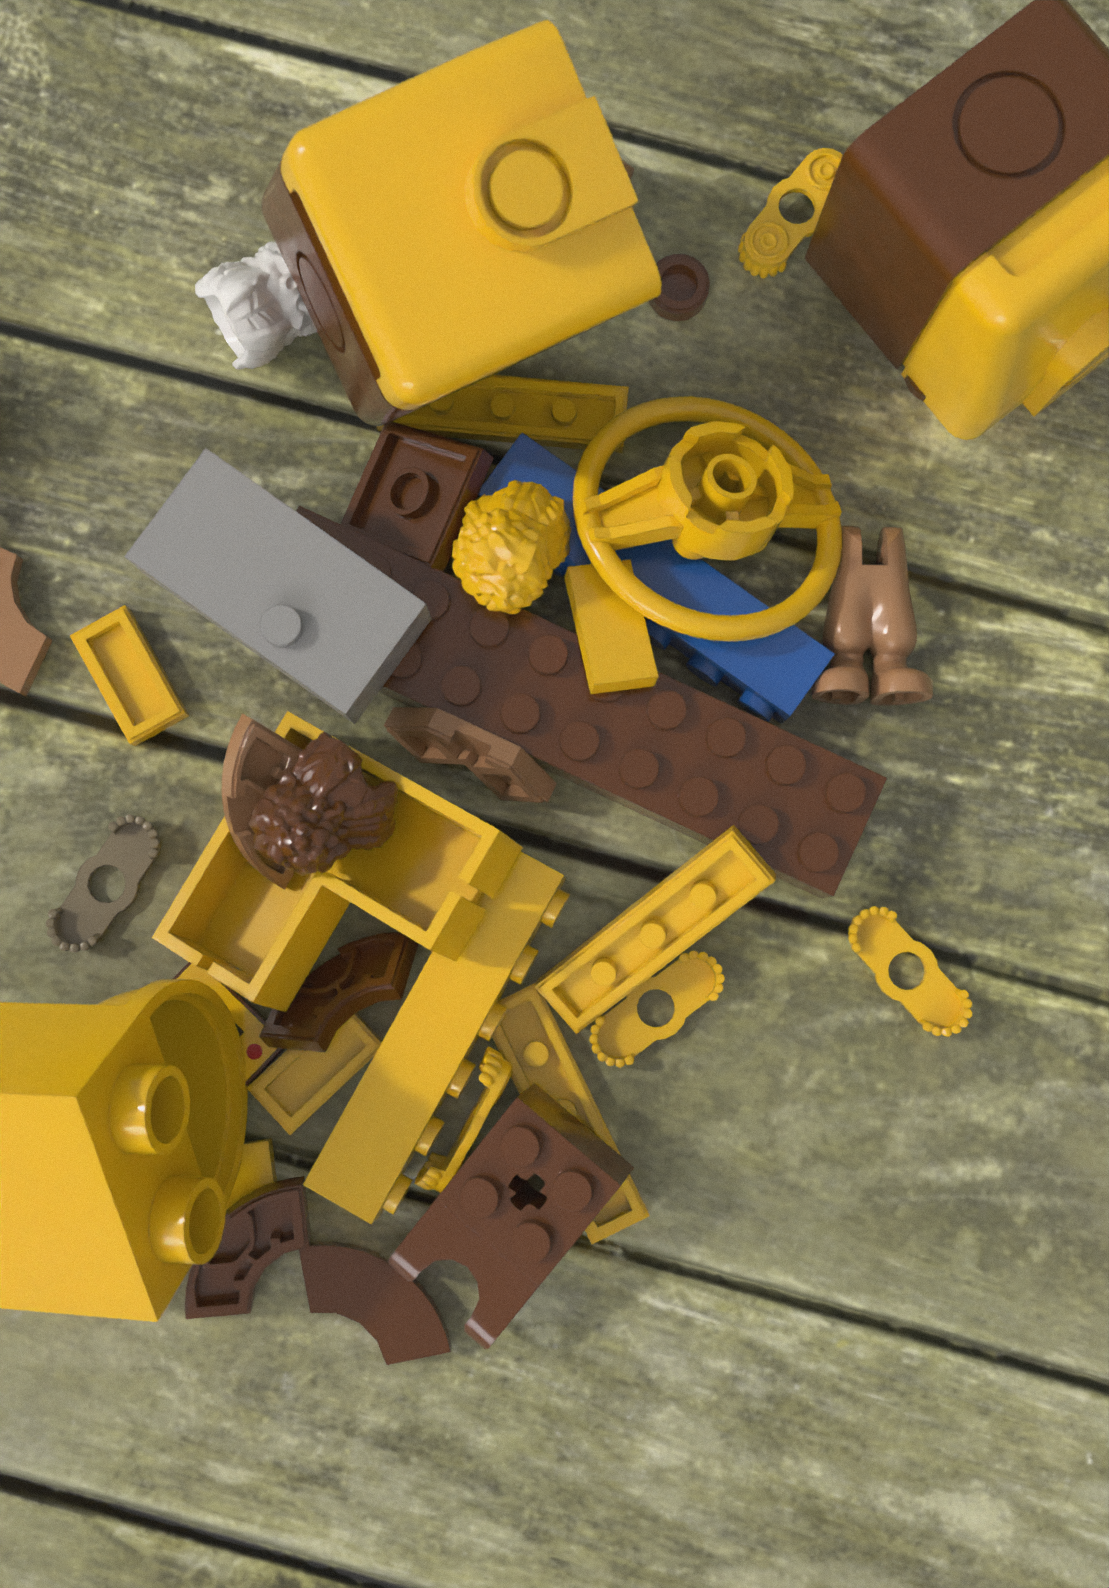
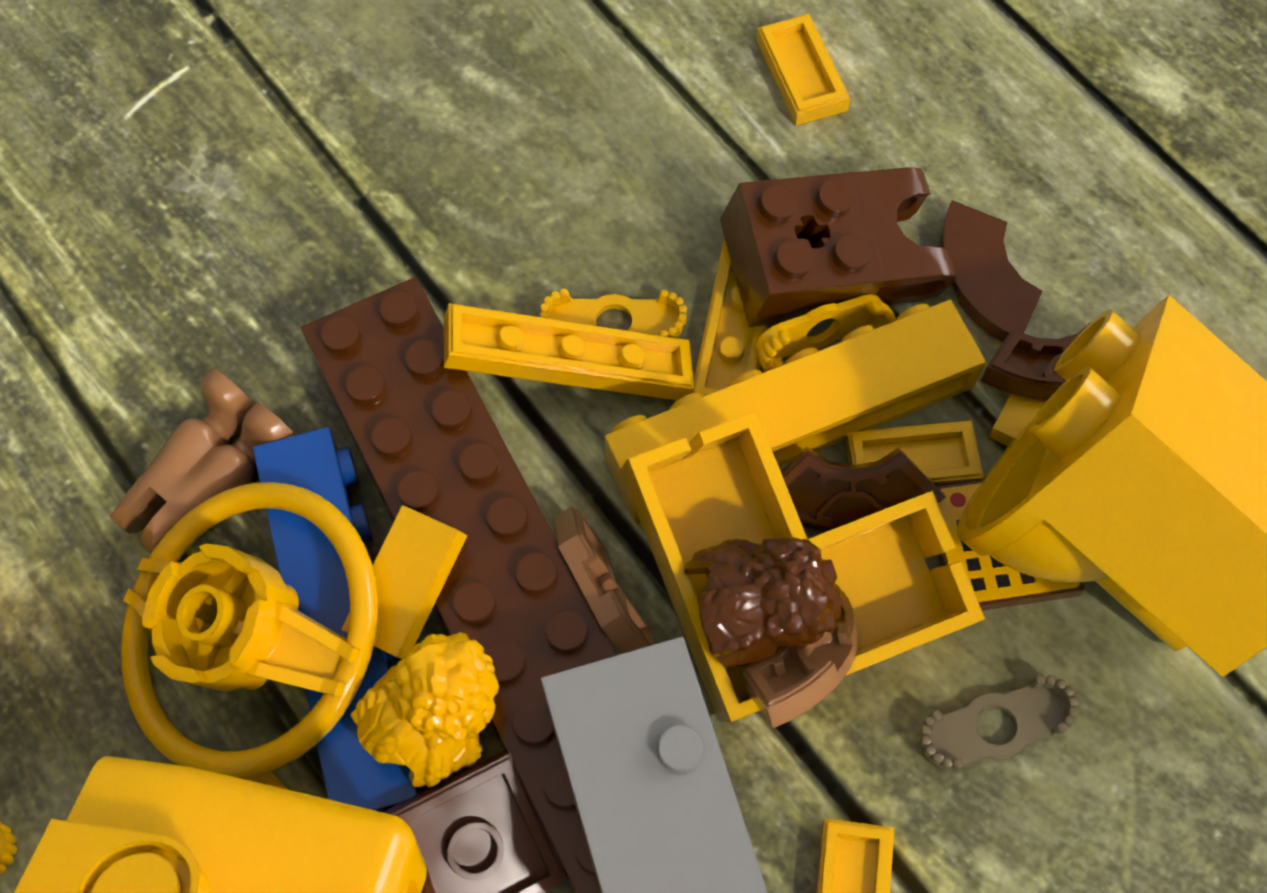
camera: 140 degrees left, 20 degrees down
(690, 1406) = (802, 69): none -> yellow tile
(936, 1000) = (409, 189): yellow piece -> none

